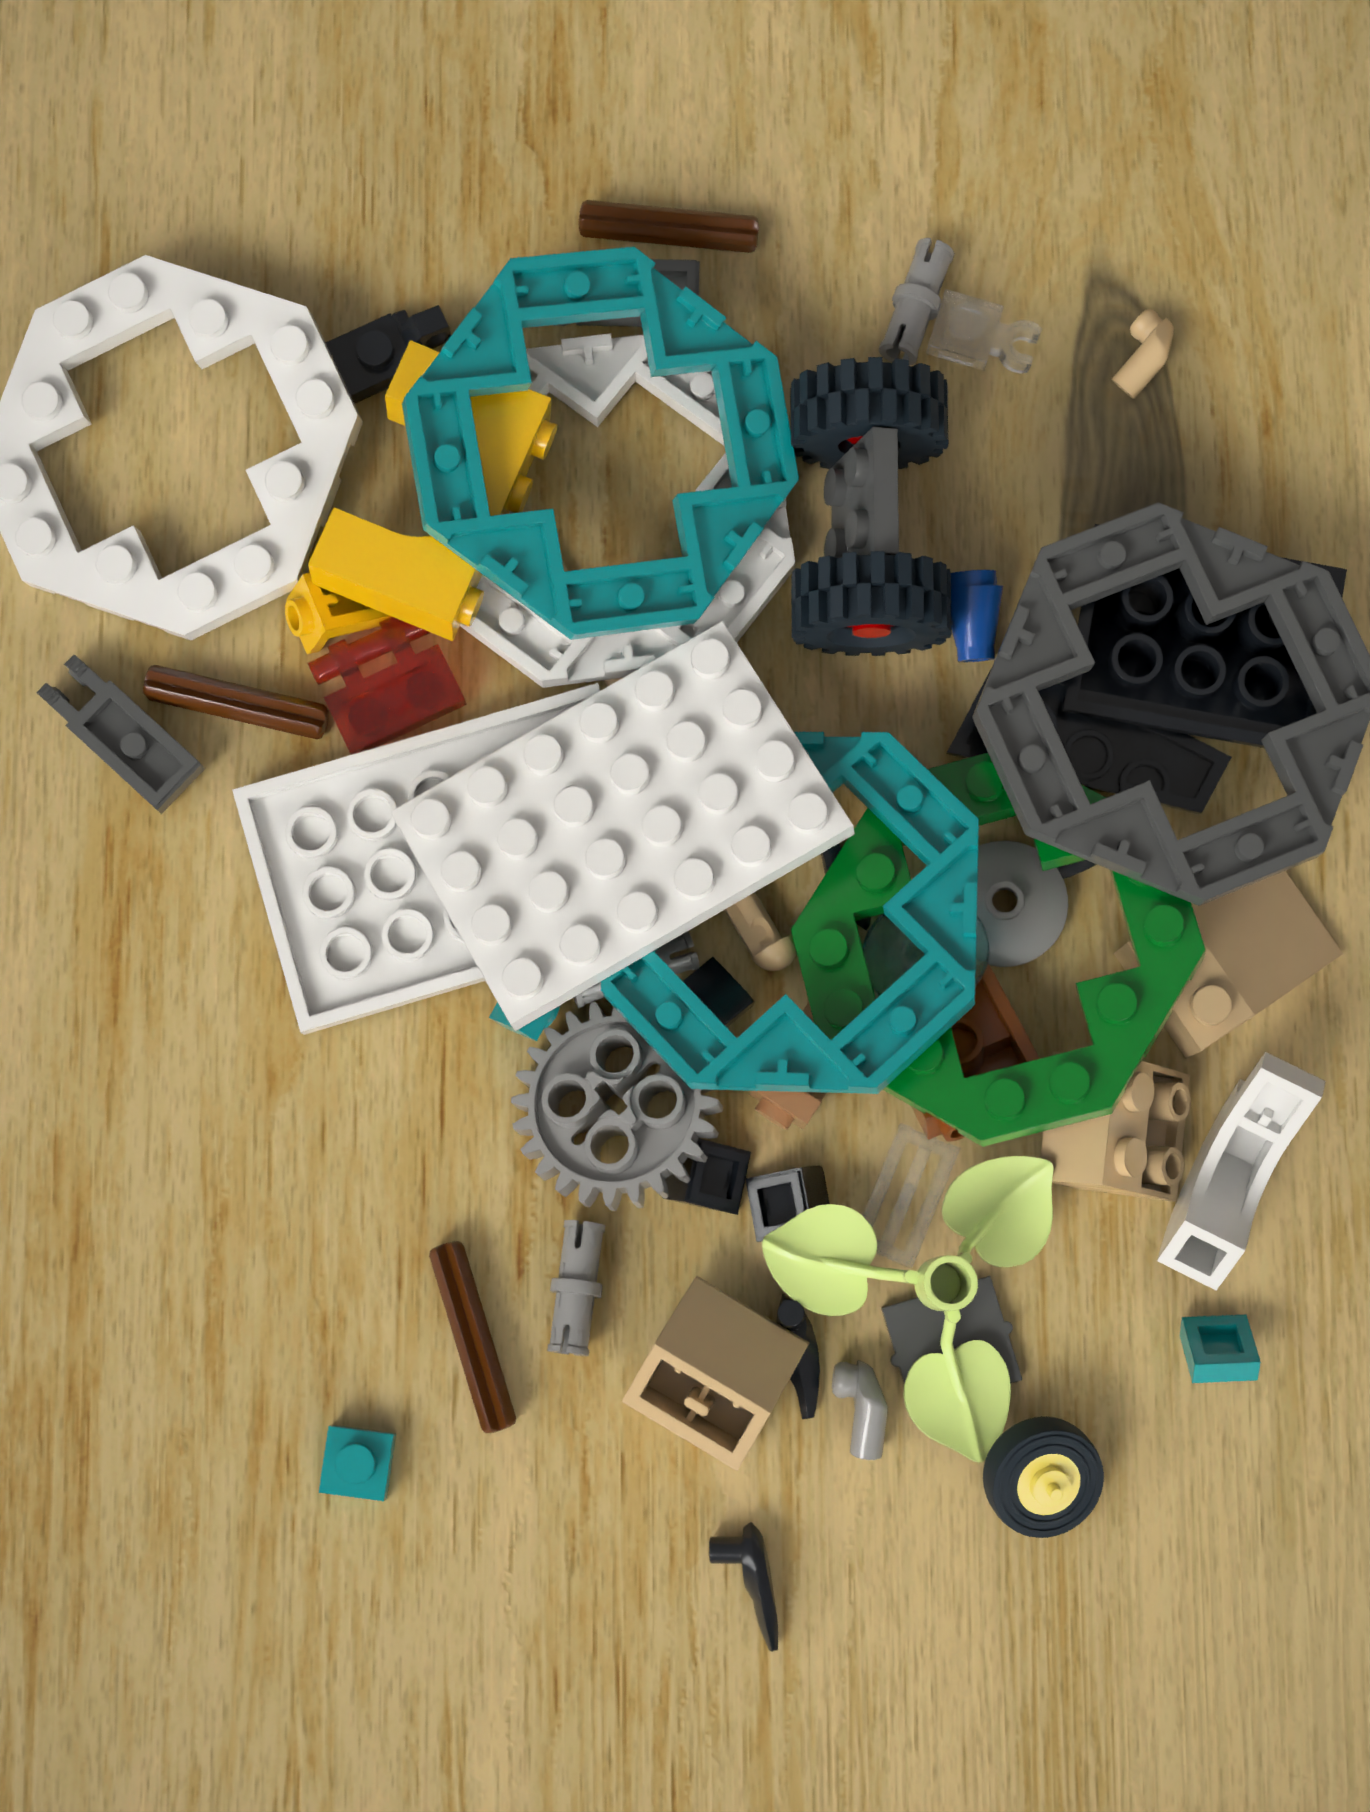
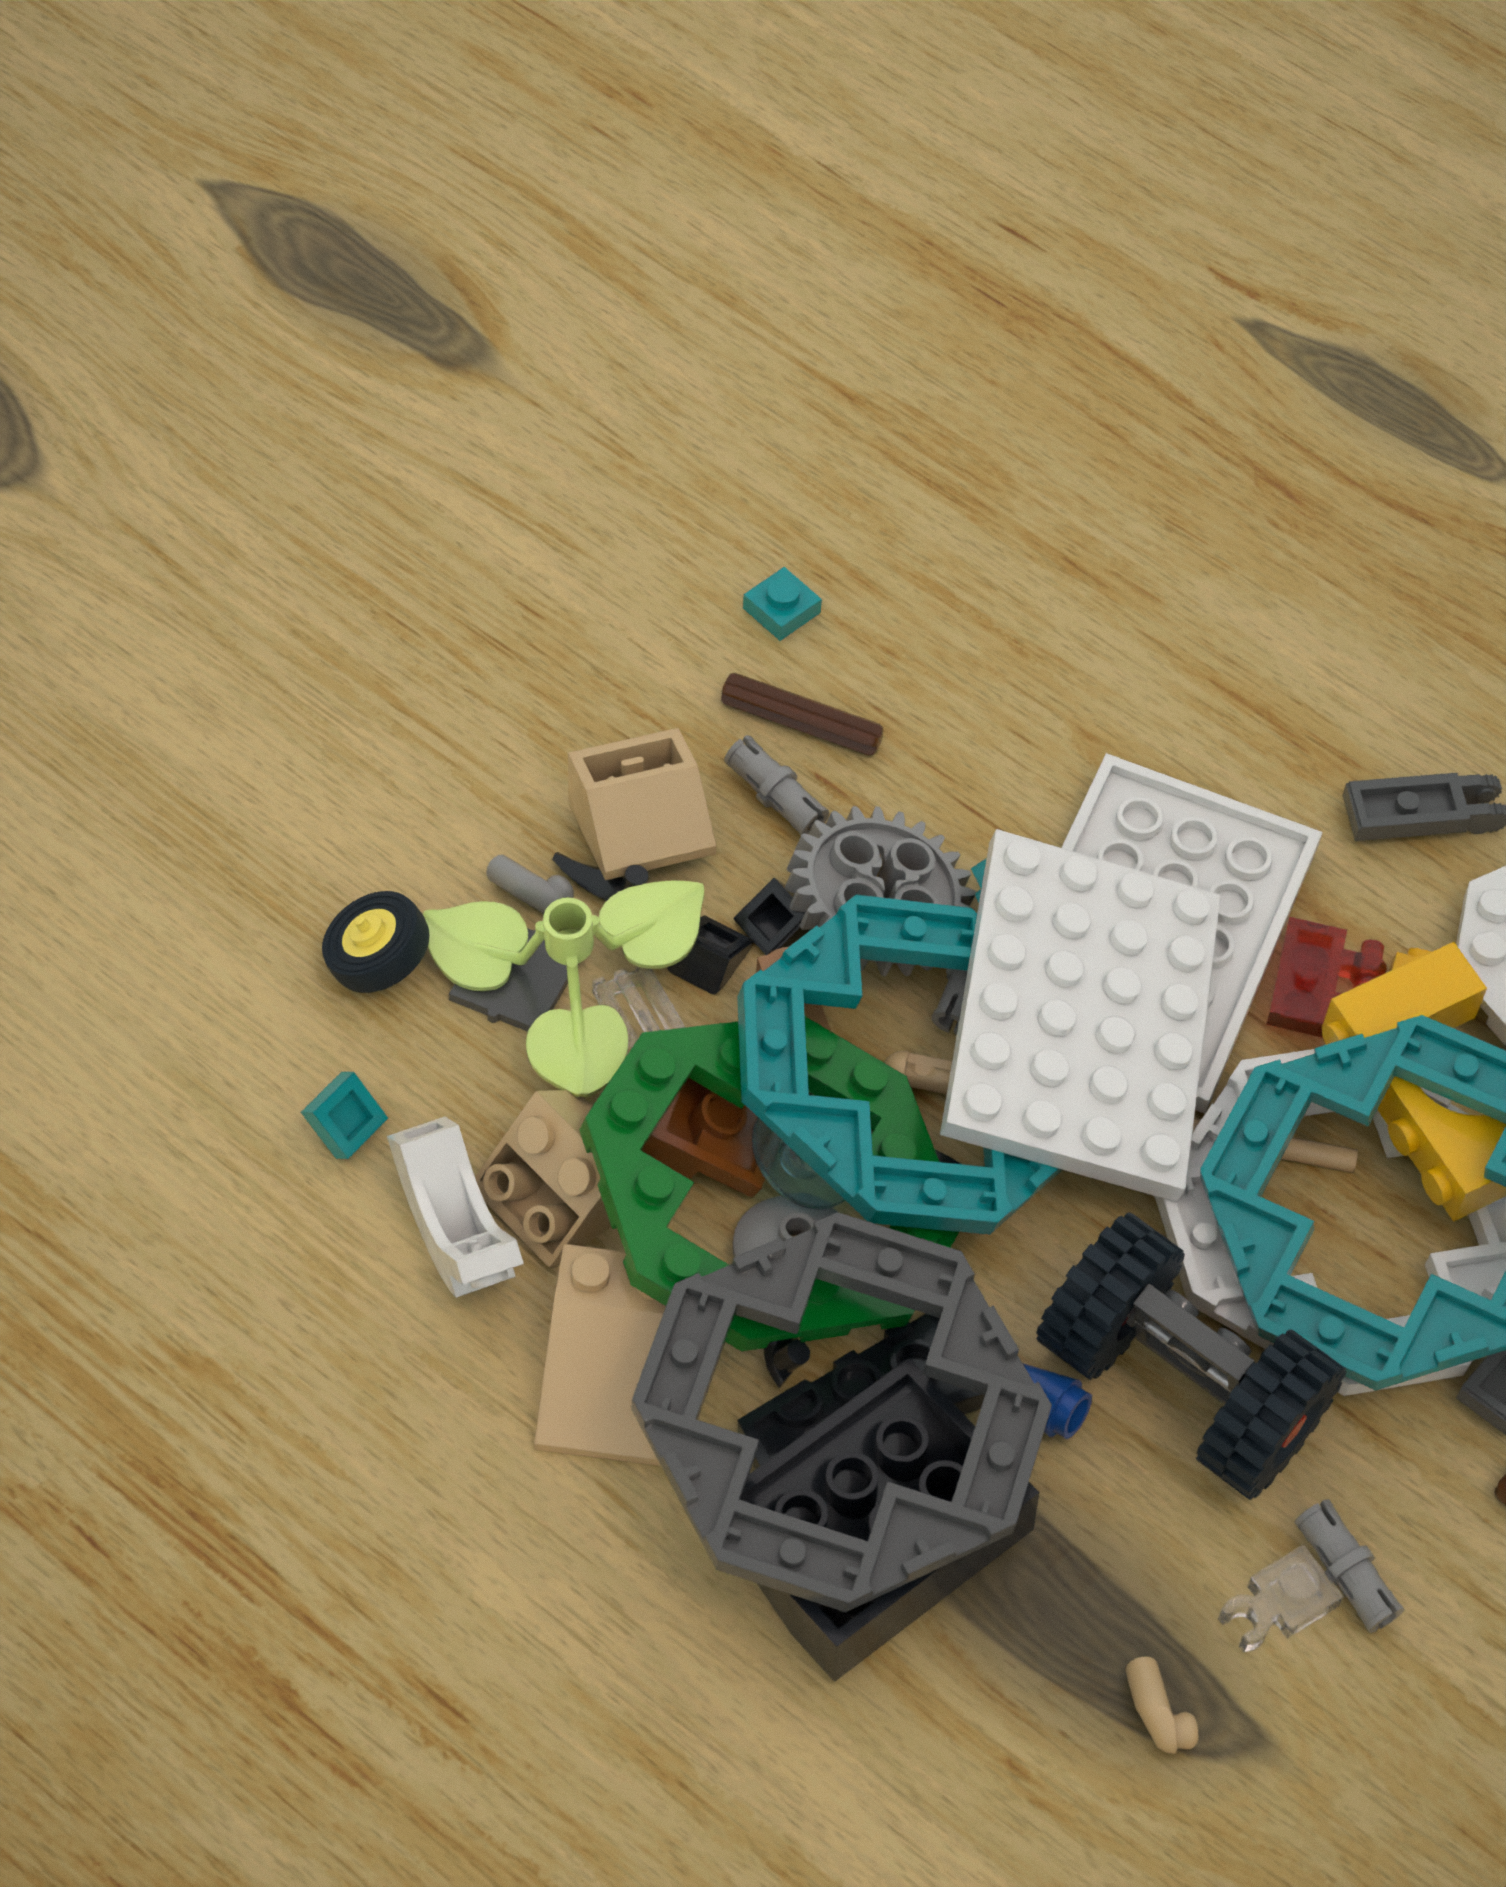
camera: 130 degrees right, 25 degrees down
(236, 702) = (1394, 887): reddish brown axle -> none
(719, 991) = (900, 1007): black slope -> none
(752, 1554) = (489, 752): black bar -> none

